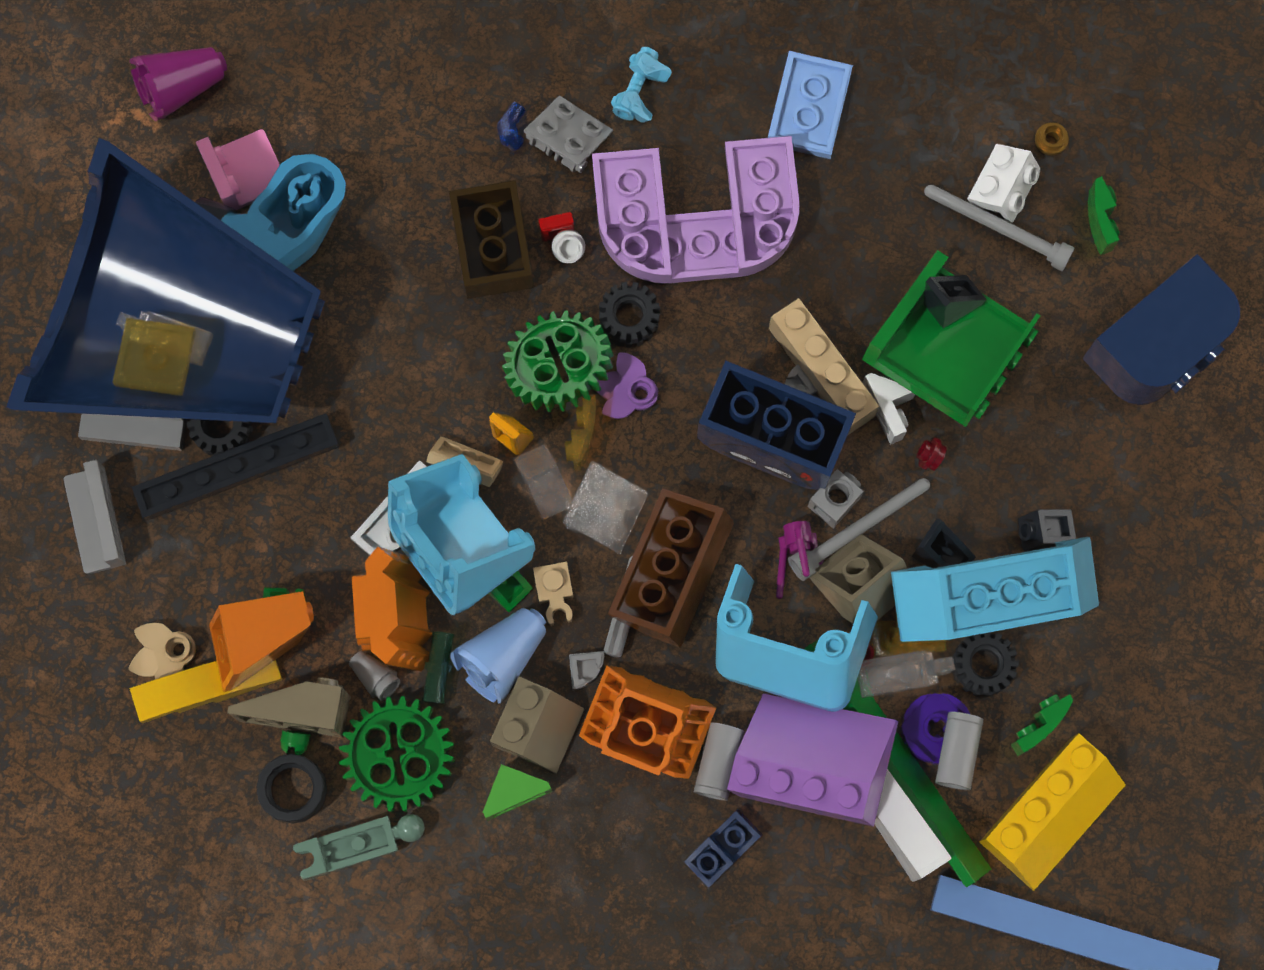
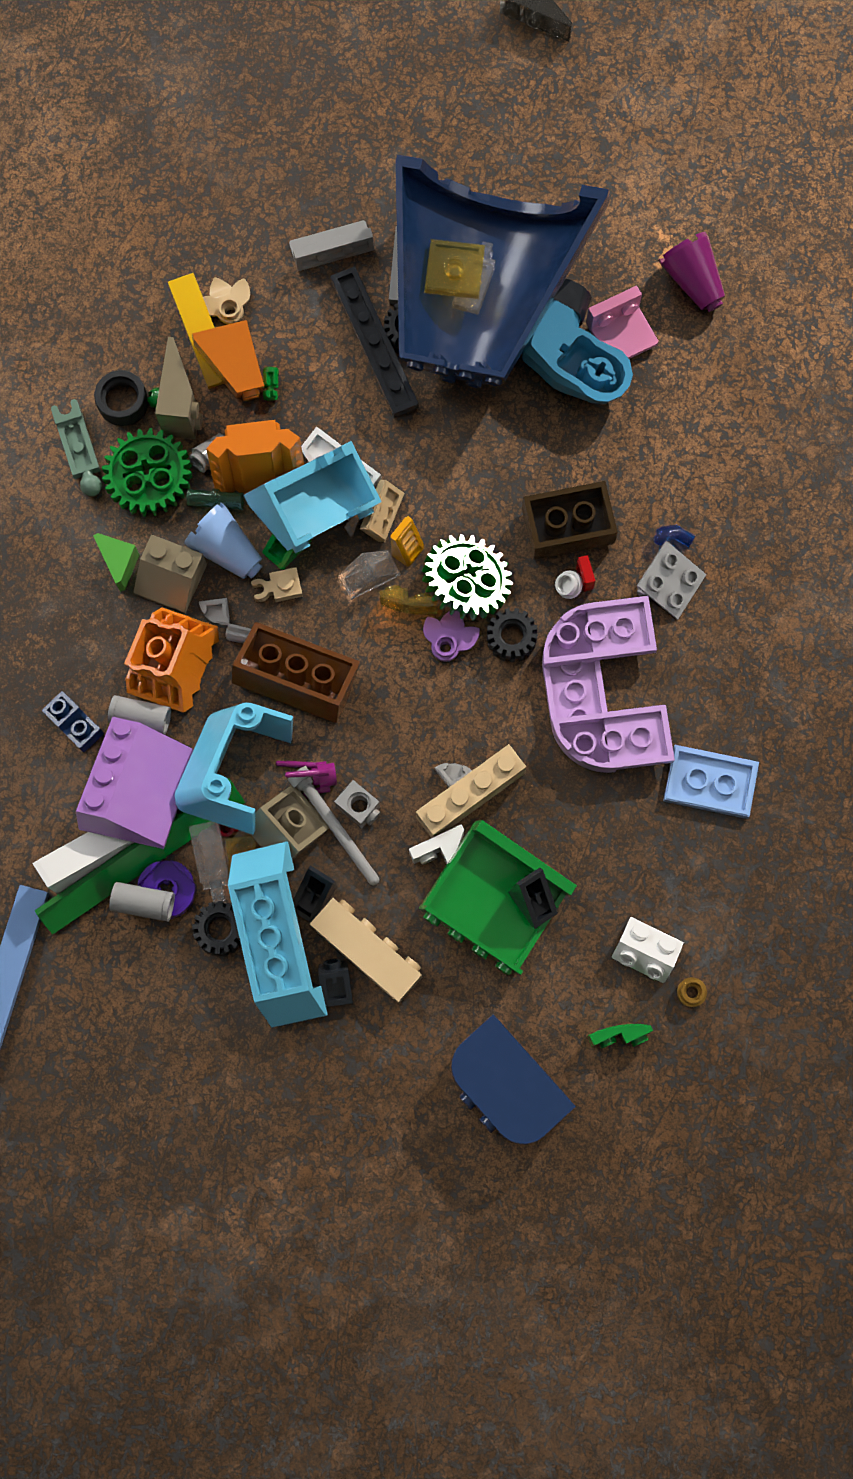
camera: 90 degrees right, 0 degrees up
(605, 507) = (347, 621): clear hinge -> none
(645, 66) = (735, 640): medium azure piece -> none
(774, 427) = (409, 744): dark blue brick -> none
(931, 454) = (398, 884): dark red plate -> none
(1011, 491) = (366, 950): none -> tan brick
(1048, 718) = (174, 980): green slope -> none
(1054, 811) = (96, 984): yellow slope -> none
(1056, 253) = (583, 994): light grey piece -> none

